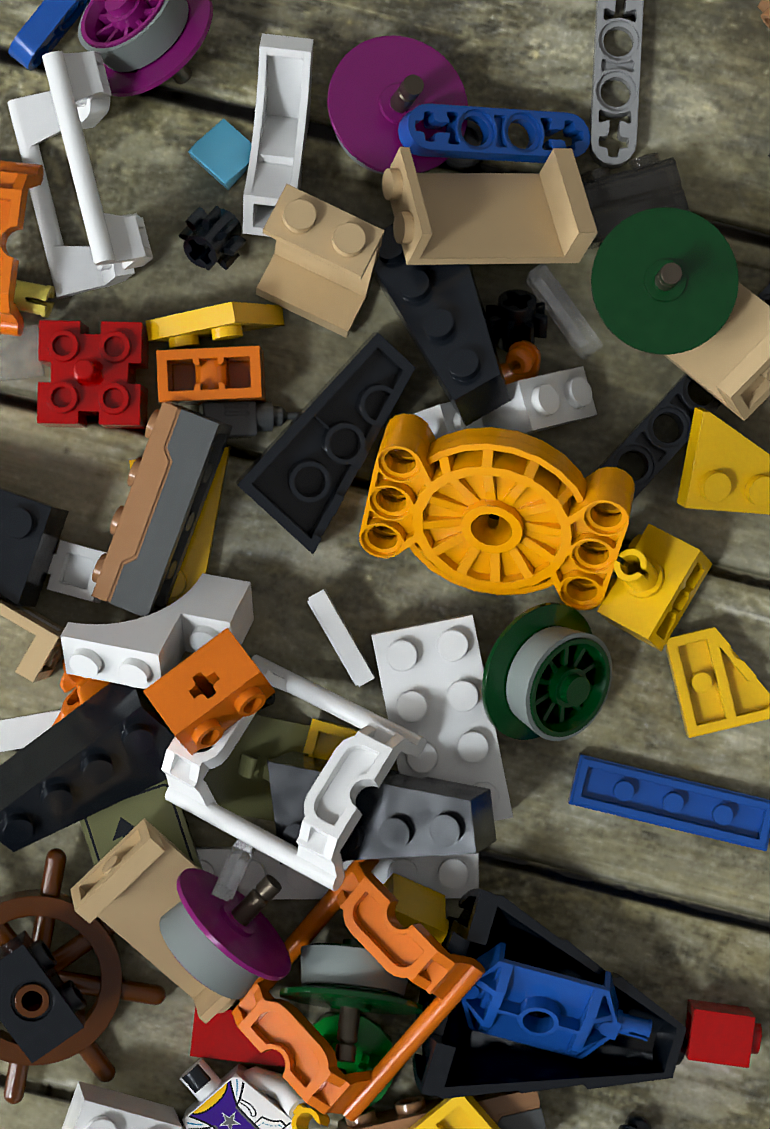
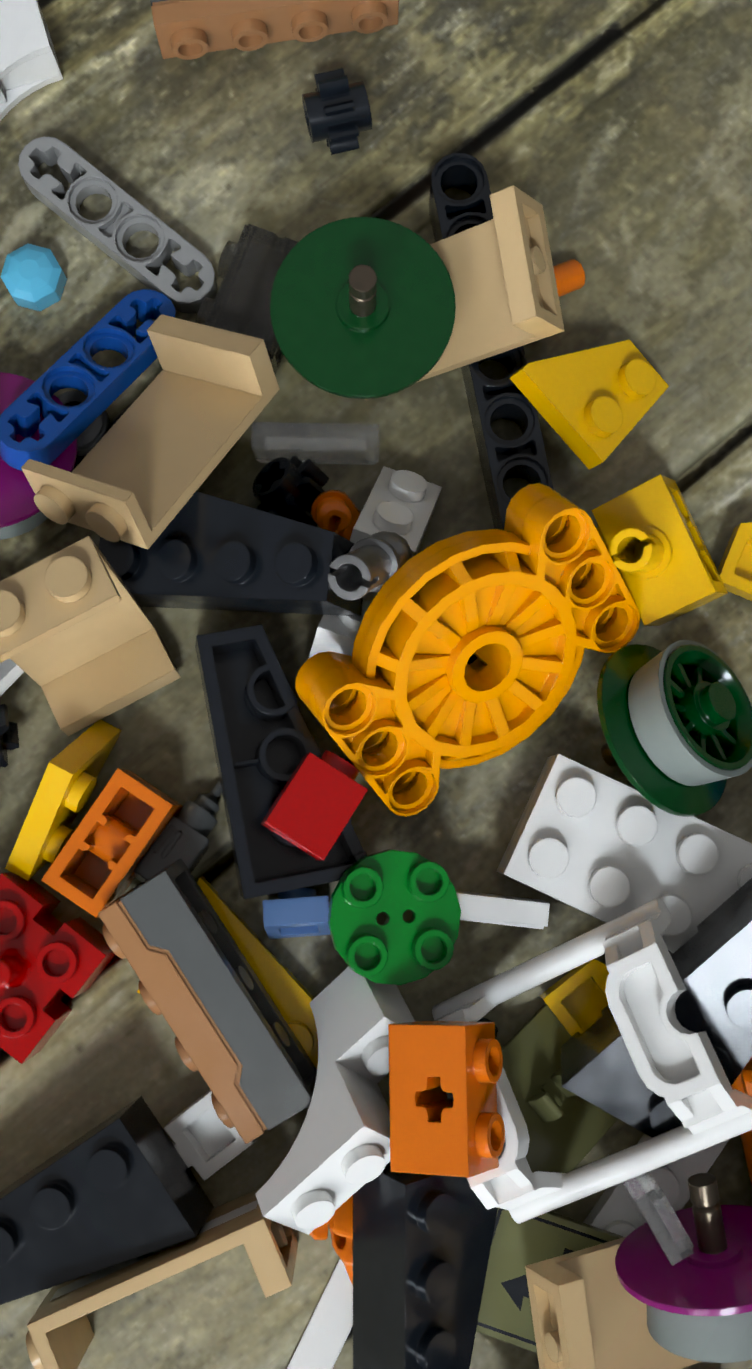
camera: 55 degrees left, 5 degrees down
(251, 526) = (296, 914): none -> medium blue plate
(276, 601) = (396, 949): none -> green plate
(327, 485) = (316, 803): none -> red brick
(498, 409) = (368, 565): none -> flat silver pin
(539, 39) = (33, 277): none -> medium azure tile

